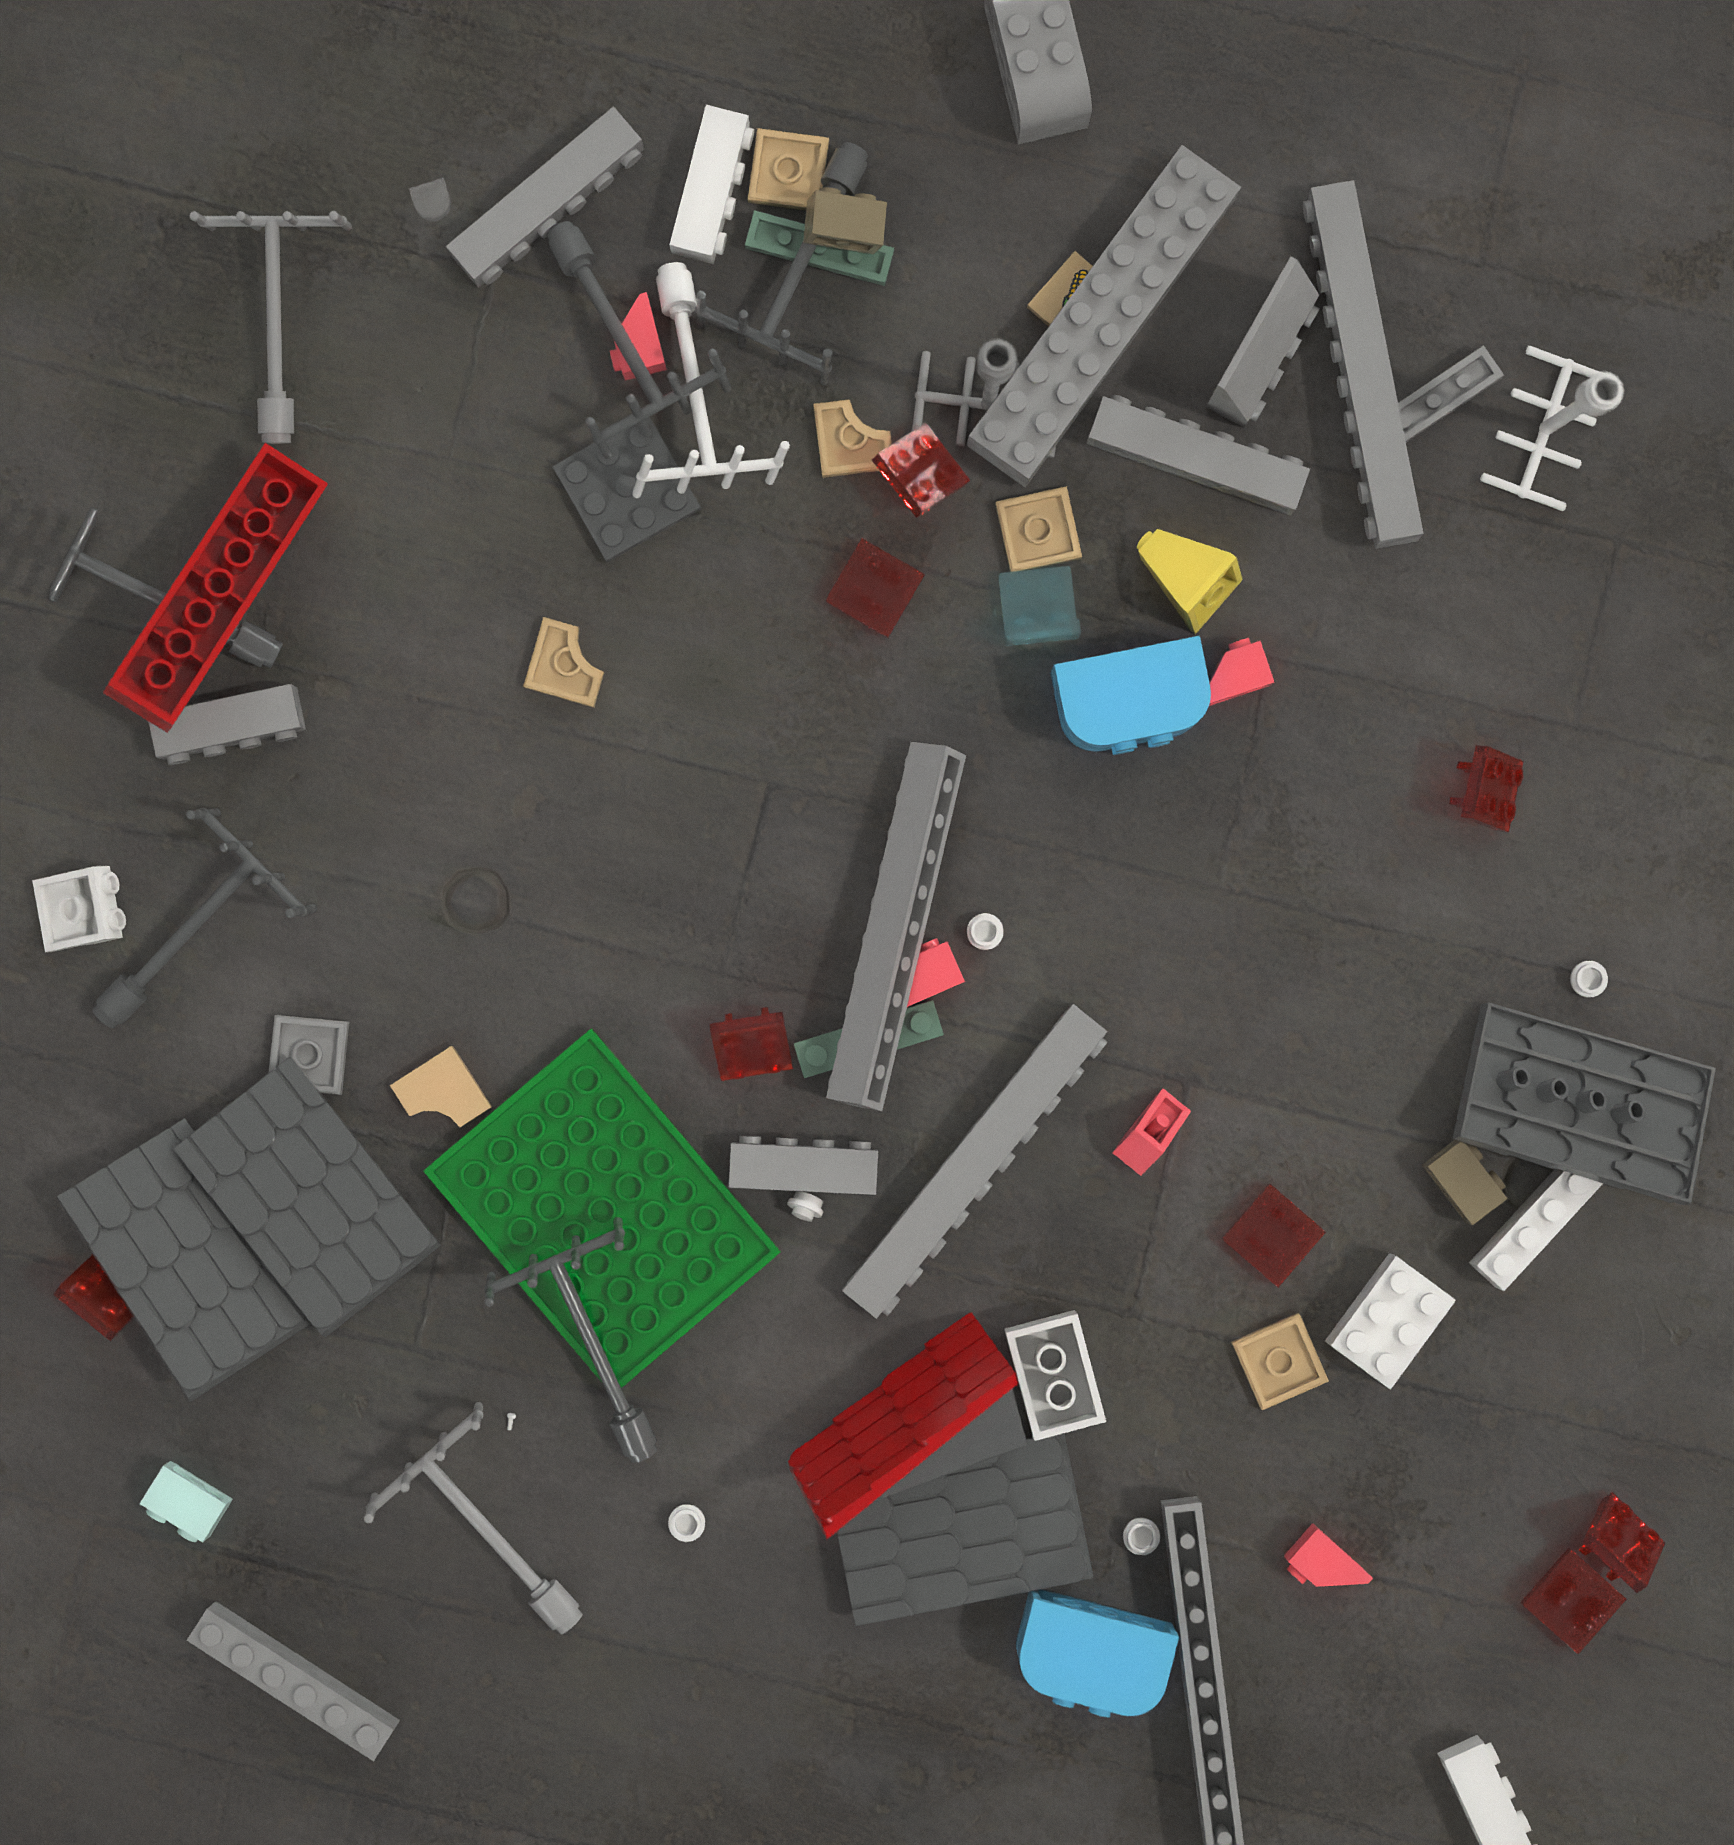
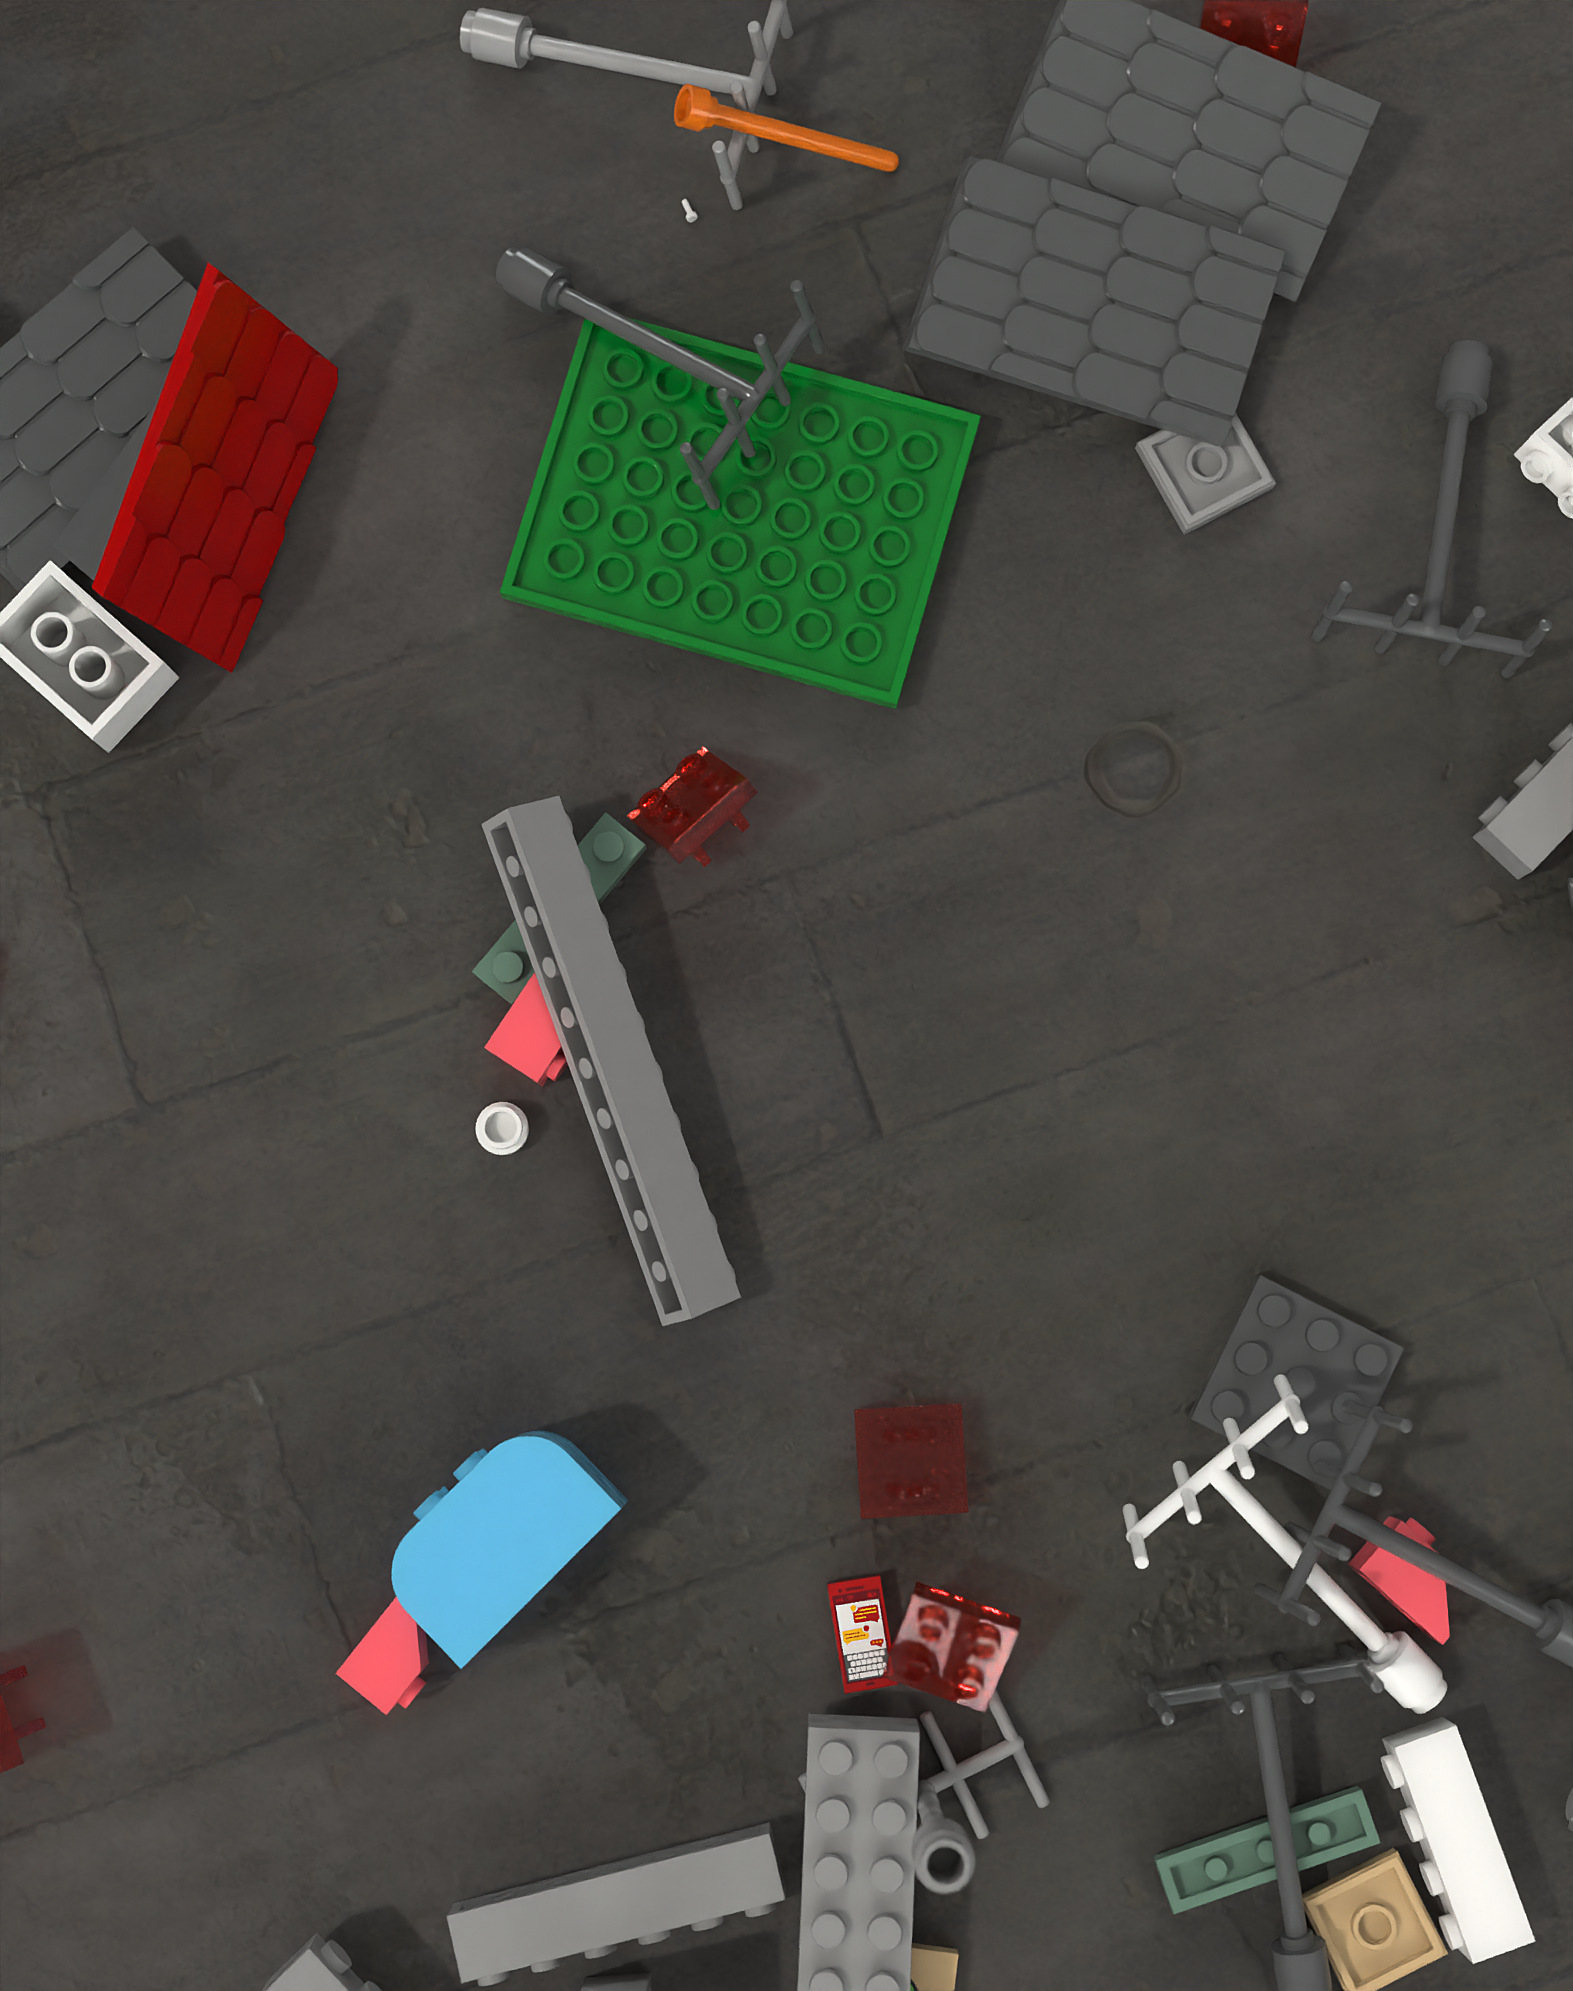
camera: 150 degrees right, 5 degrees down
(444, 1087) = (1022, 529): tan tile -> none
(471, 1458) = (700, 110): none -> orange piece
(559, 666) = (1226, 1110): tan tile -> none
(686, 1523) = (409, 225): white plate -> none
(803, 1167) = (537, 707): light grey brick -> none
(805, 1206) = (505, 664): white plate -> none
(845, 221) = (1259, 1908): dark tan brick -> none
(846, 442) = (1070, 1623): tan tile -> none
(966, 513) = (860, 1632): none -> tile
(974, 1161) = (336, 848): light grey brick -> none
(1038, 530) = (757, 1671): tan tile -> none
(1038, 606) = (695, 1573): clear light blue bracket -> none
(1152, 1132) = (143, 1018): coral slope -> none
(1190, 574) = (531, 1741): light yellow slope -> none

